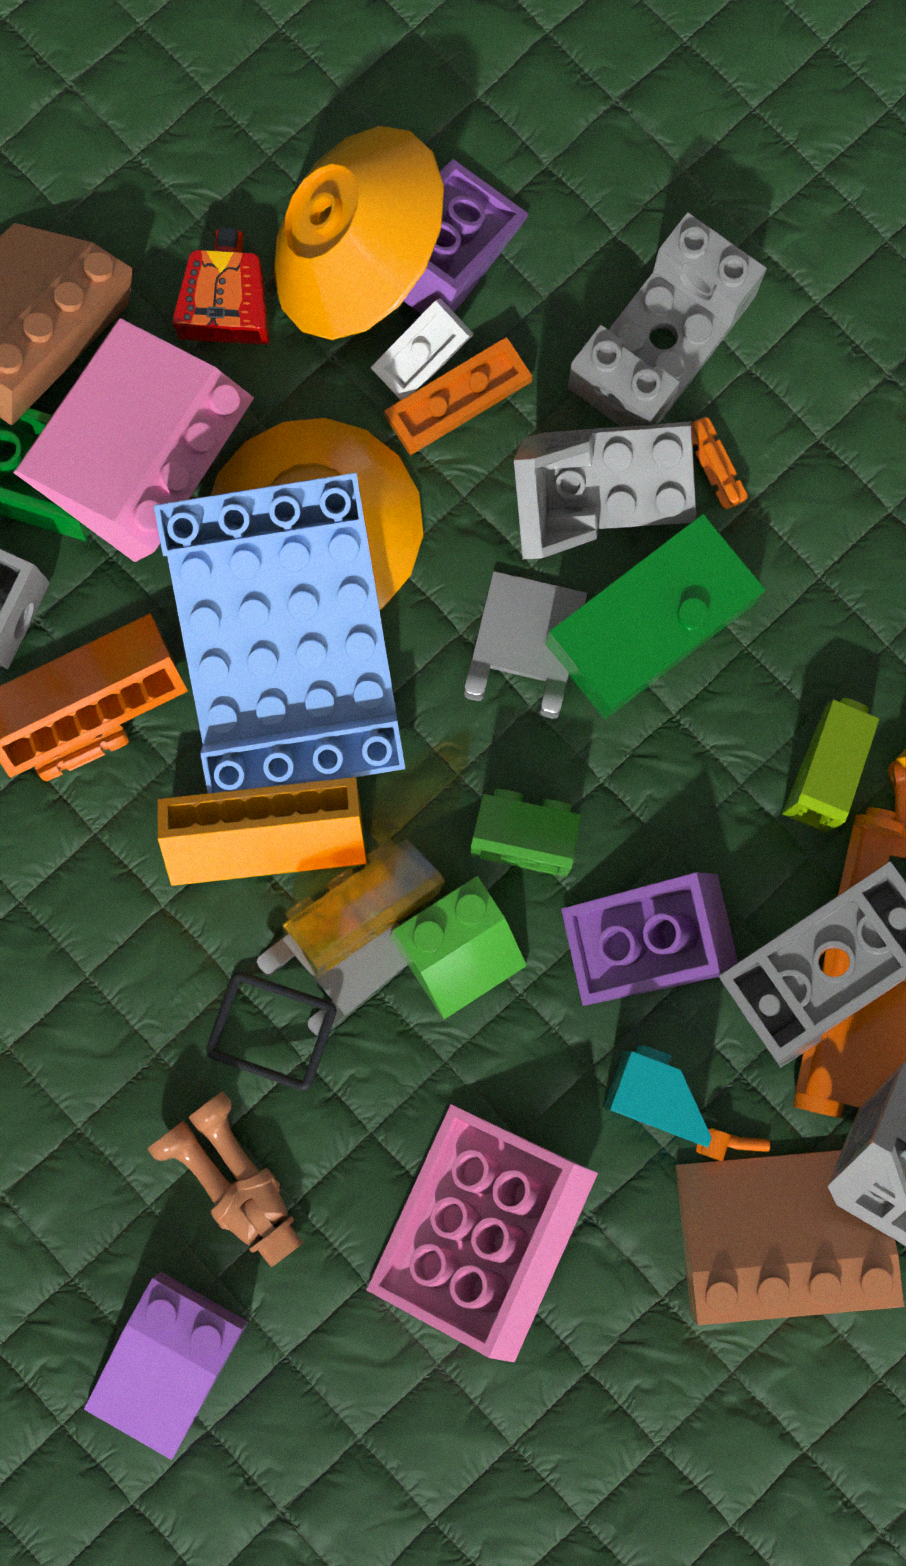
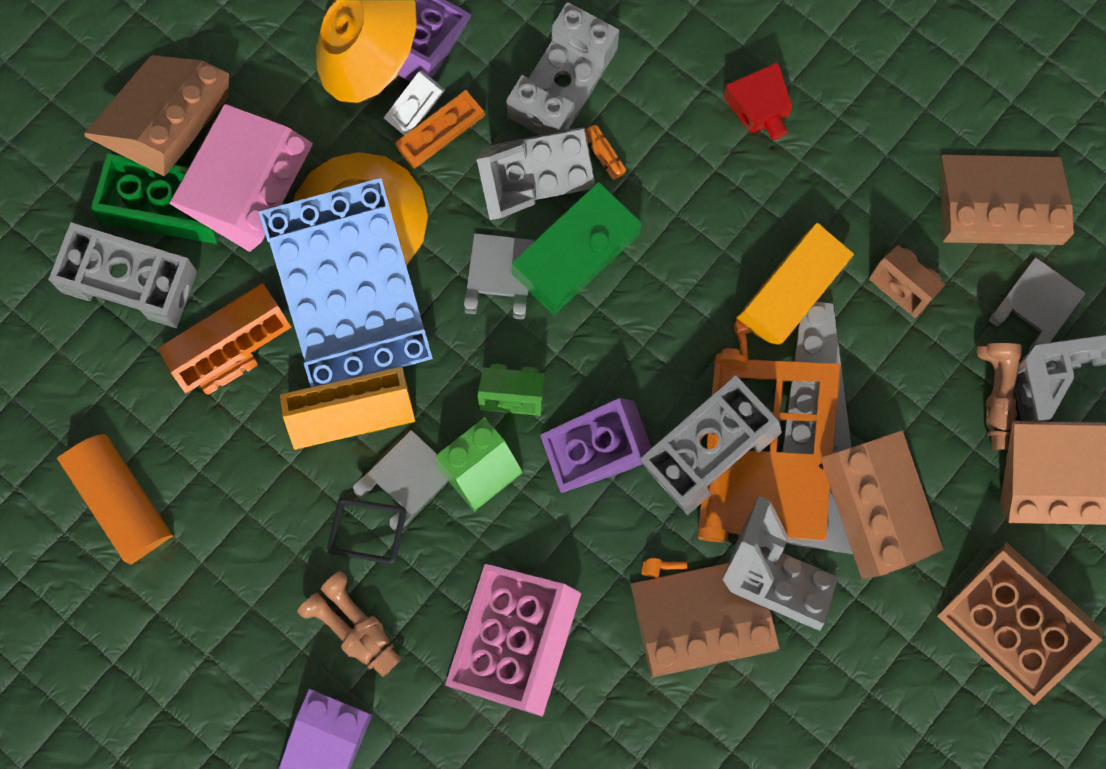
camera: 10 degrees left, 5 degrees down
(223, 294) = (286, 84): torso -> none
(361, 905) = (414, 445): clear yellow slope -> none
(656, 1095) = (611, 540): teal slope -> none
(832, 766) = (696, 326): lime slope -> none

